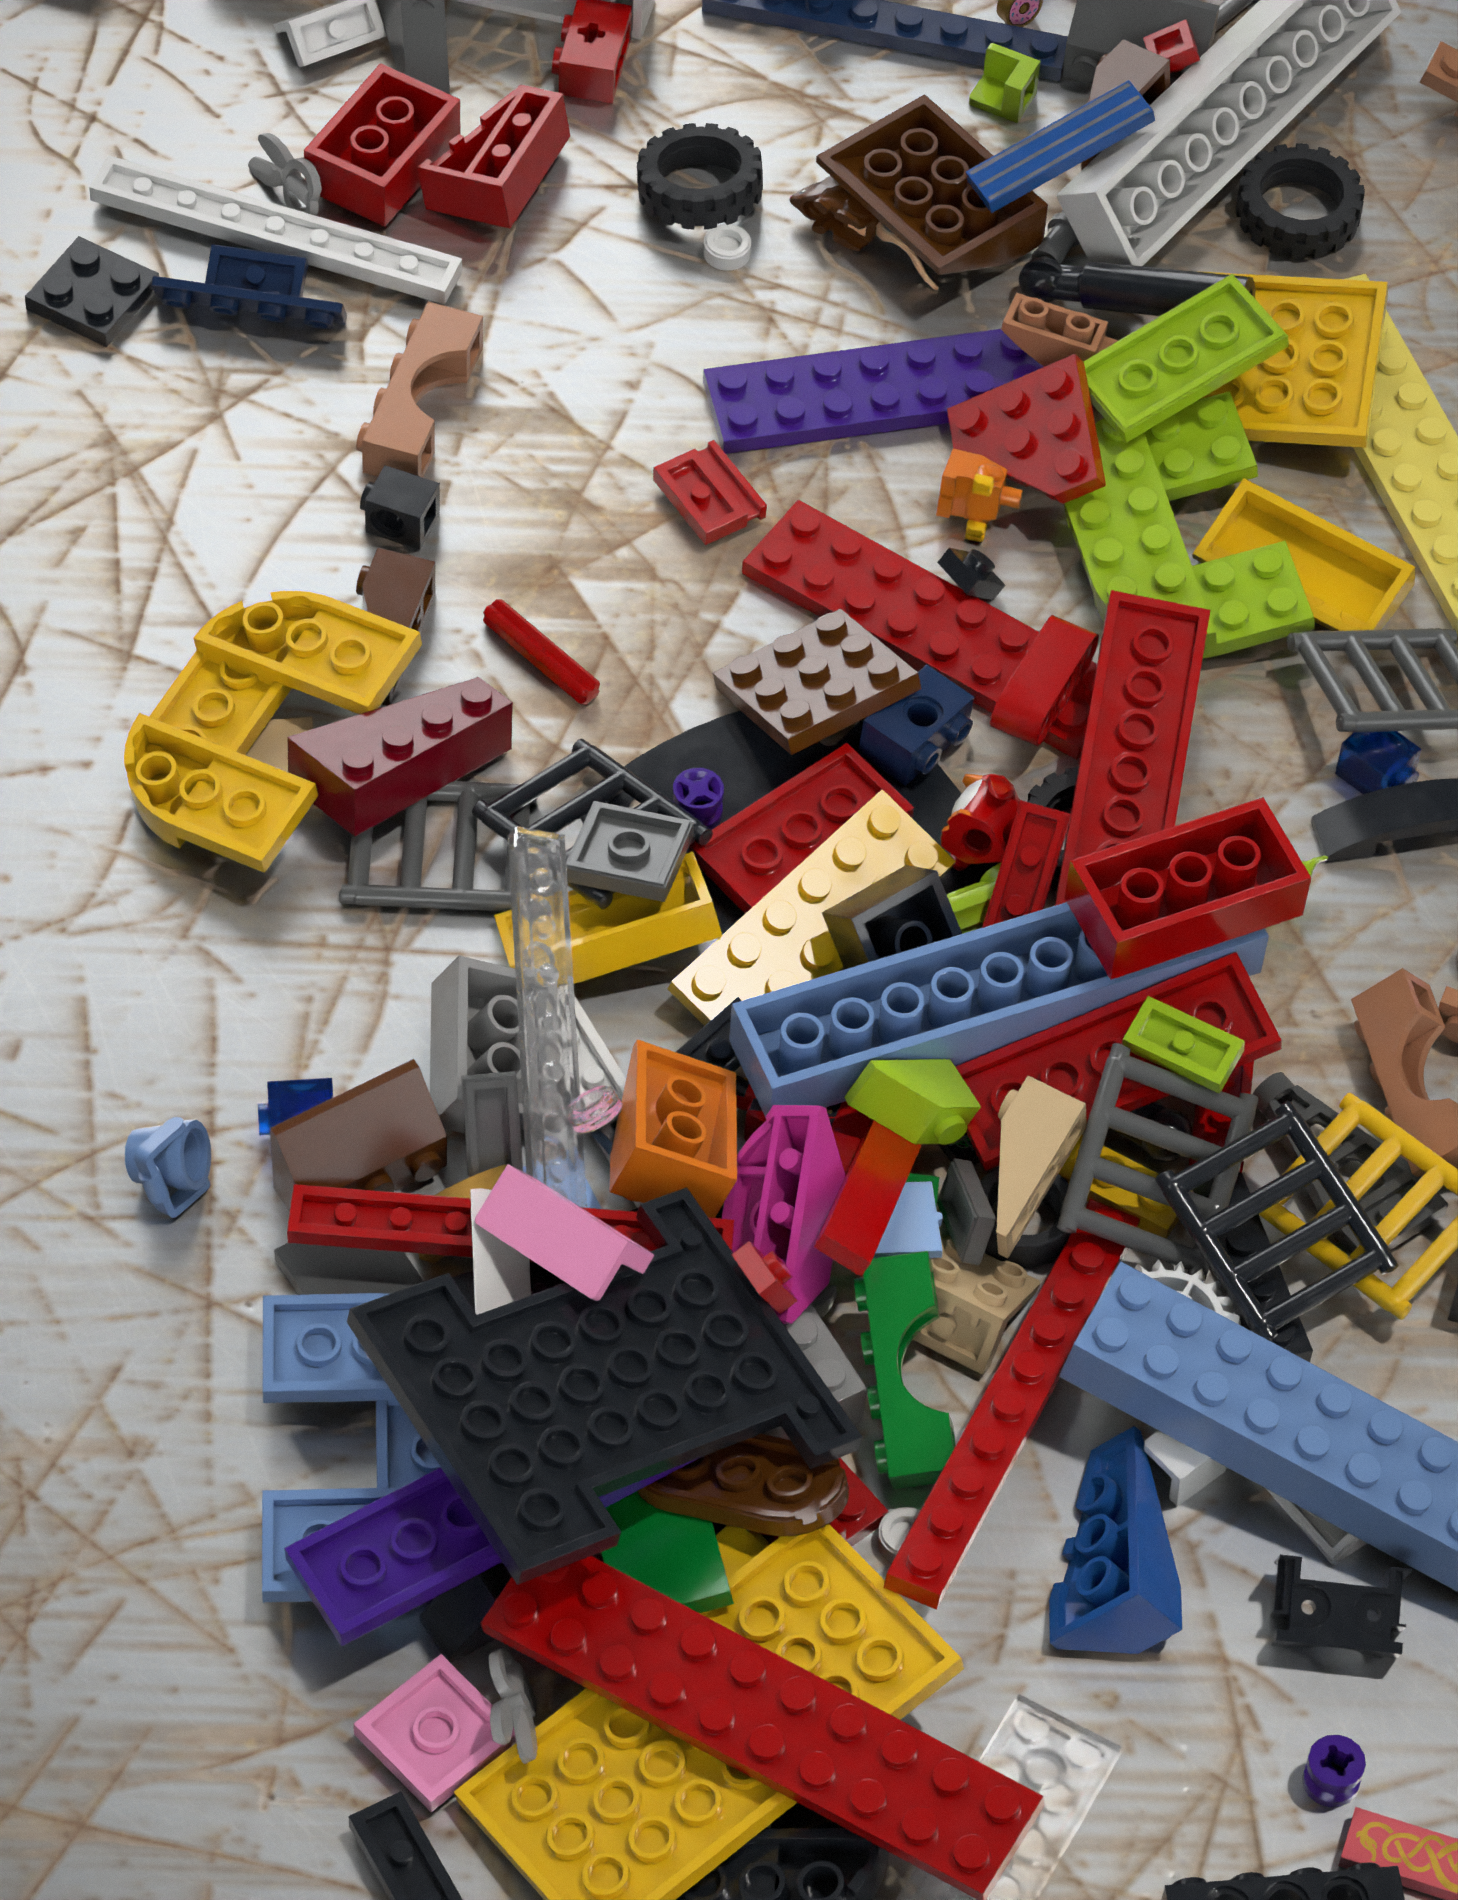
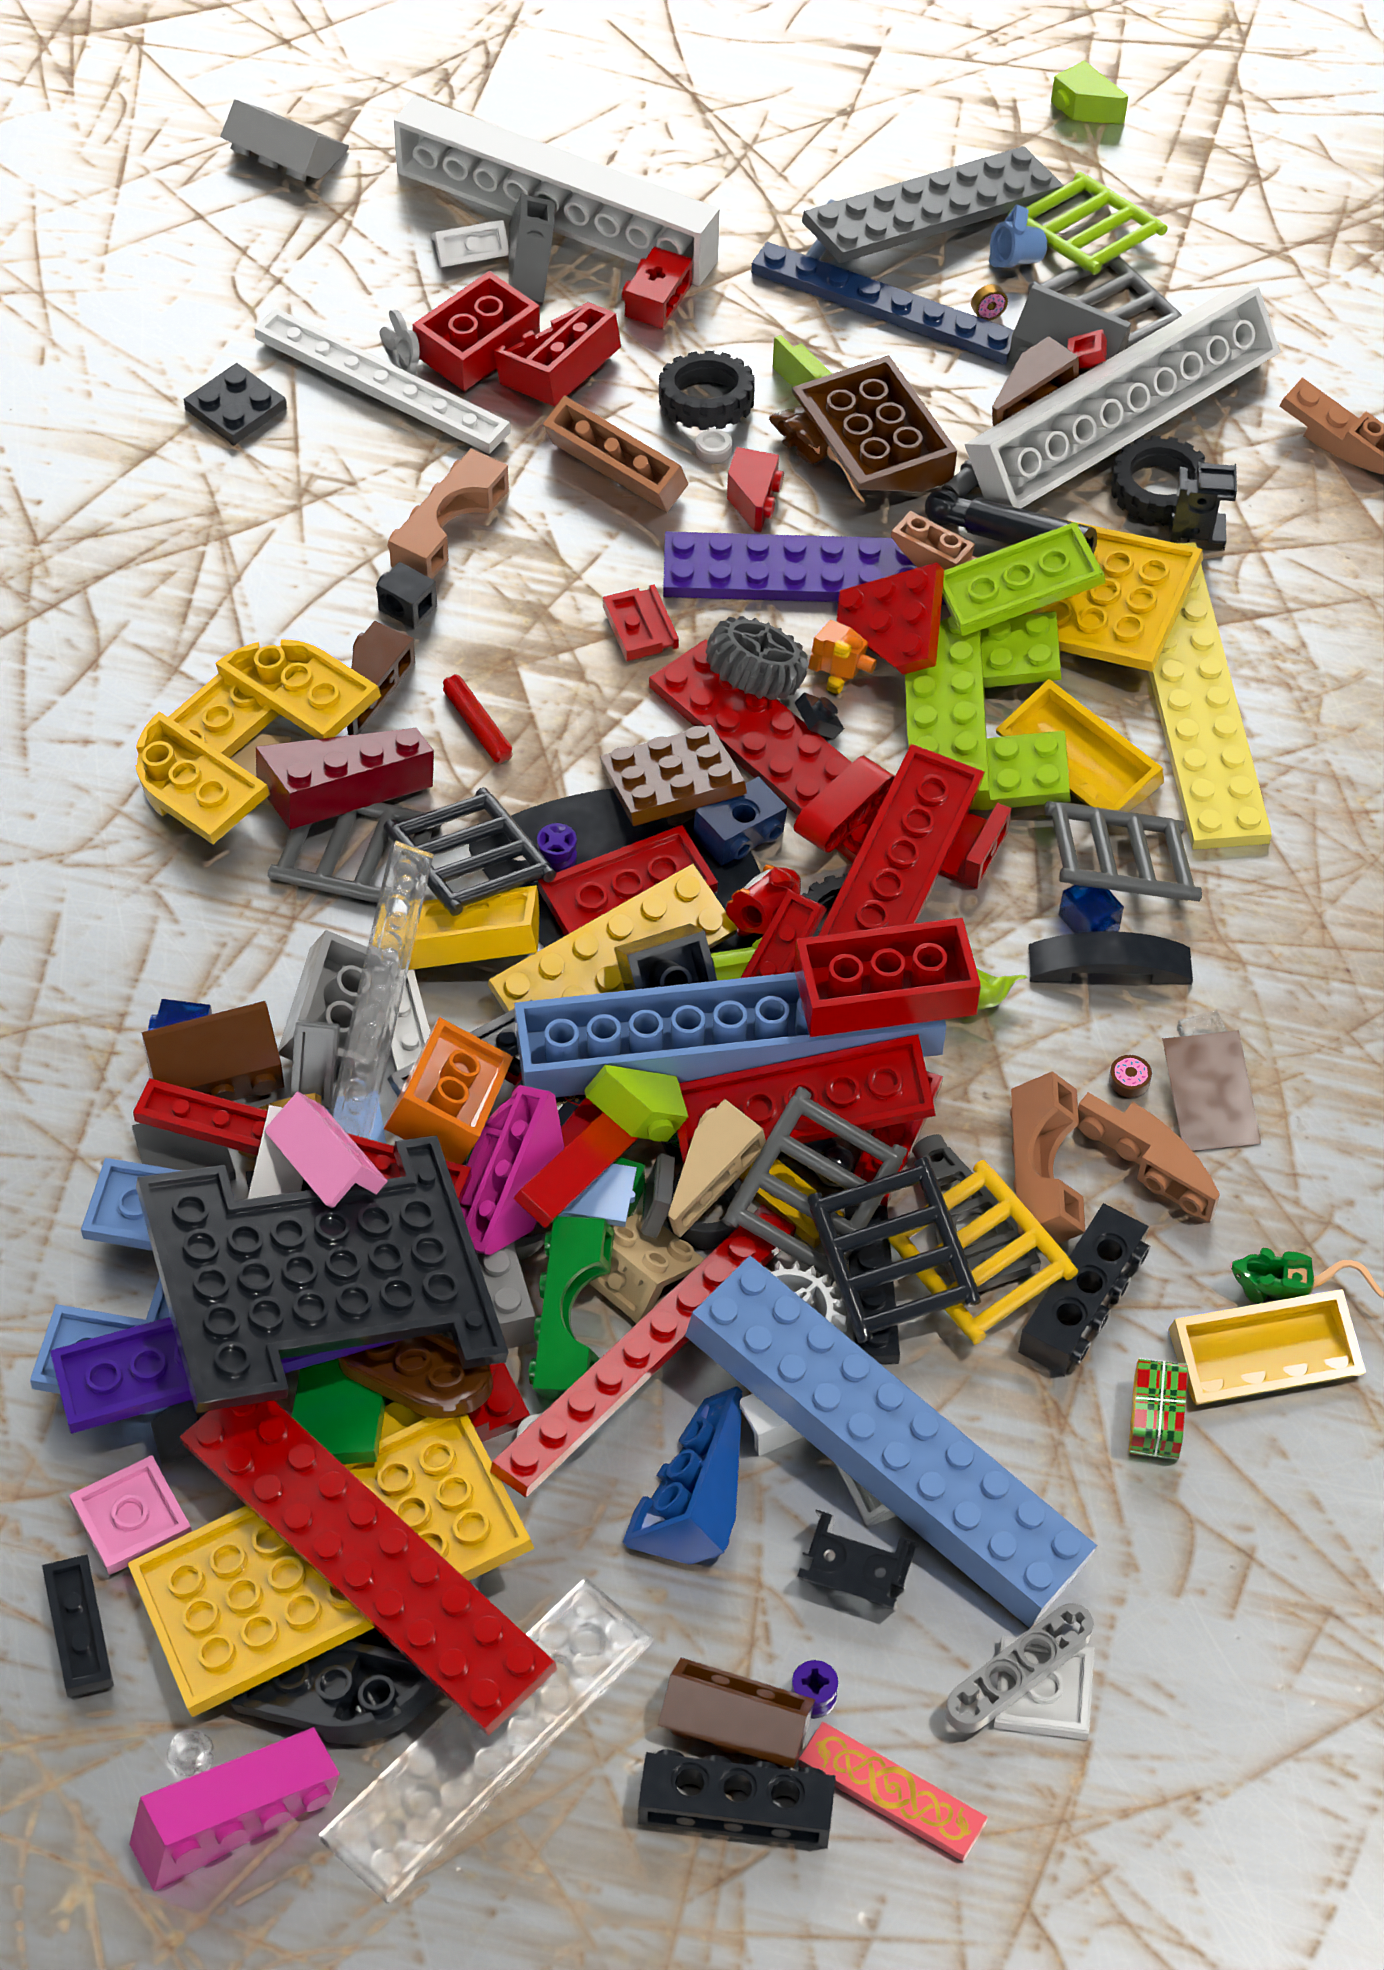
camera: 15 degrees right, 0 degrees up
(170, 1157) = (77, 1041): medium blue piece -> none
(254, 283) = (350, 414): dark blue bracket -> none
(515, 1707) = (190, 1509): light grey piece -> none
(594, 1109) = (392, 1063): clear tile -> none
(613, 278) = (616, 454): none -> nougat brick
(629, 851) = (483, 875): dark grey tile -> none
(766, 1275) = (474, 1214): red plate -> none
(795, 291) = (751, 485): none -> slope
(804, 125) = (796, 363): none -> lime panel
(876, 513) = (756, 658): none -> dark grey gear
(1006, 83) = (963, 359): lime panel -> none
(1060, 146) = (975, 407): blue tile -> none
(1184, 1044) = (855, 1097): lime plate -> none
(1217, 705) = (976, 846): none -> red panel
(1255, 1818) = (736, 1713): none -> reddish brown brick
(1368, 223) = (1199, 502): none -> black piece

